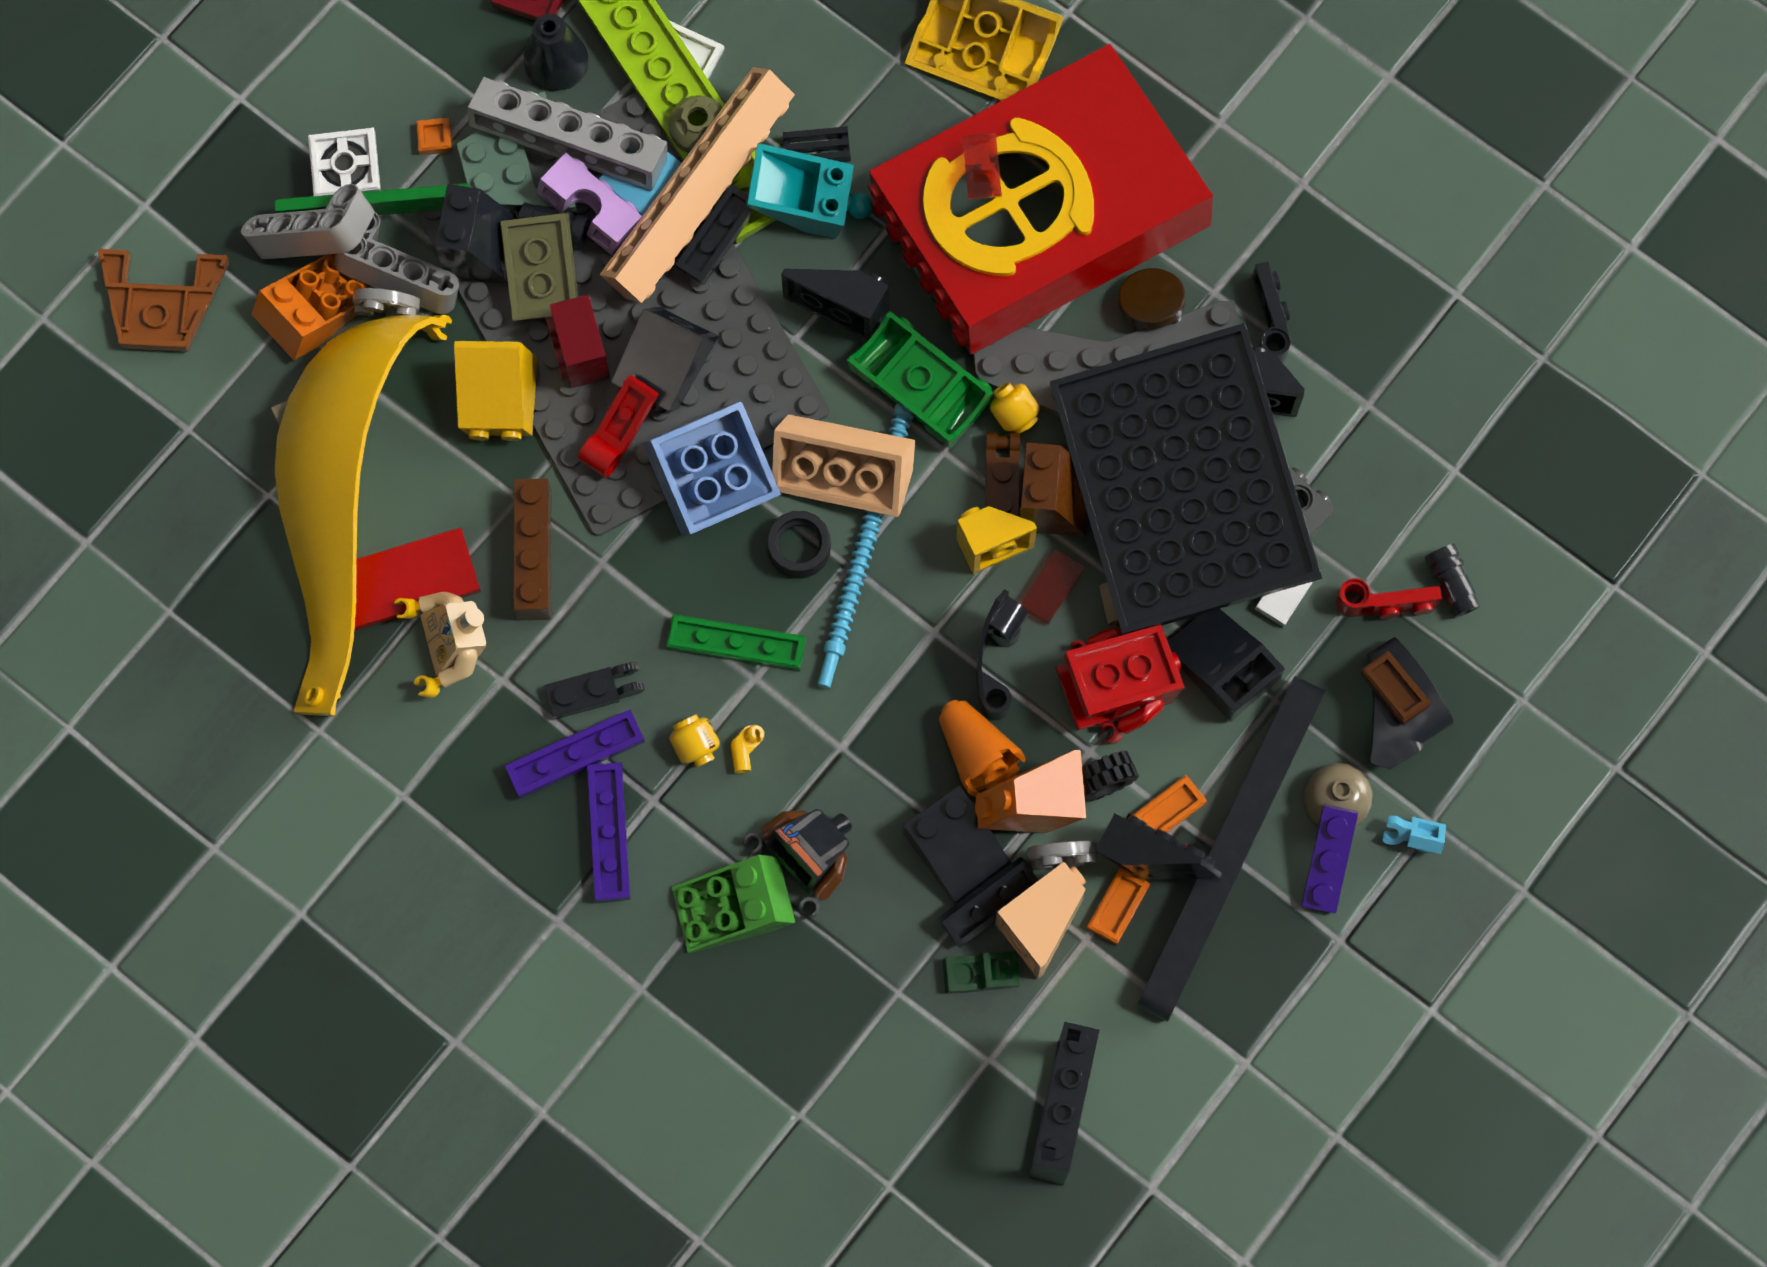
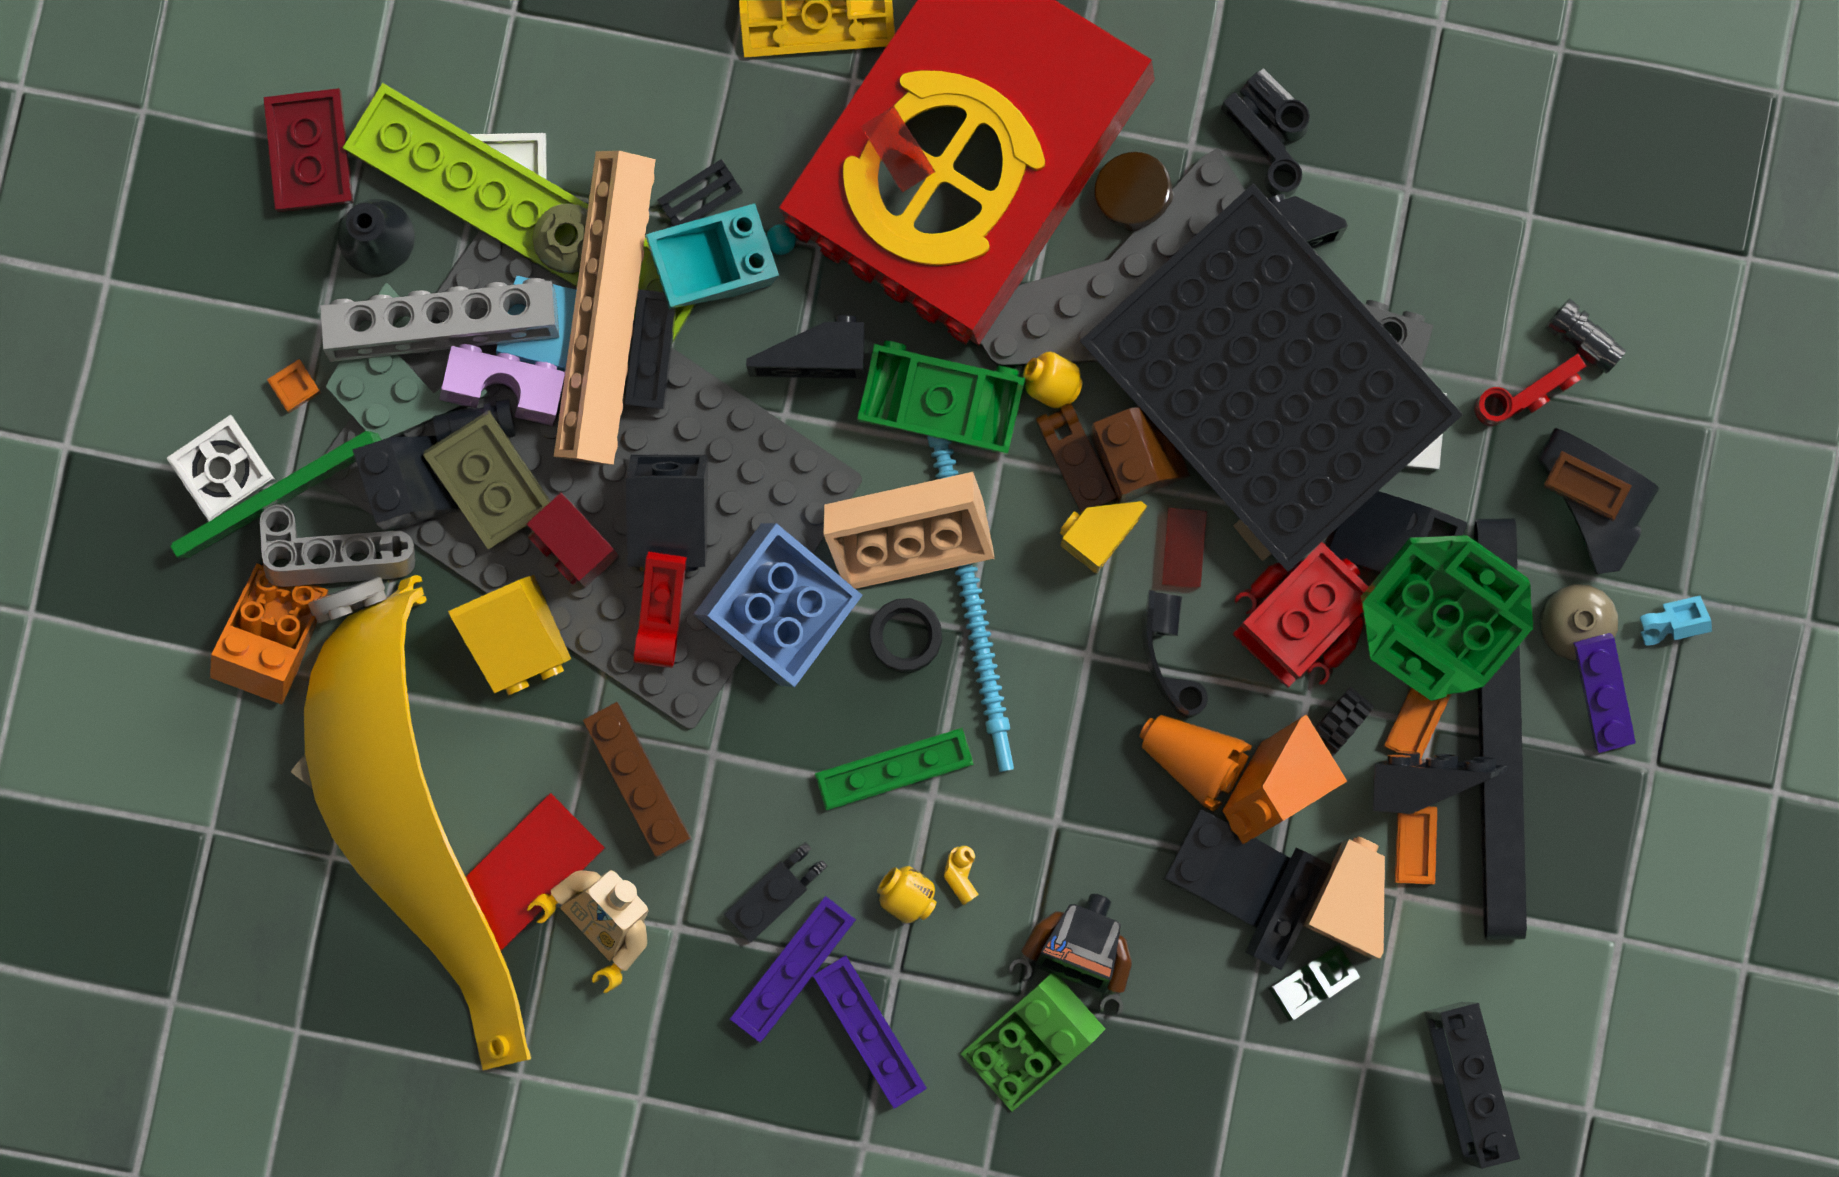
camera: 25 degrees left, 10 degrees up
(159, 314) = (111, 726): dark orange wing -> none
(312, 231) = (251, 556): light grey beam -> none
(1071, 852) = (1329, 830): light grey tile -> none
(1222, 760) = (1453, 649): none -> green piece
(1297, 290) = (1275, 103): none -> black piece

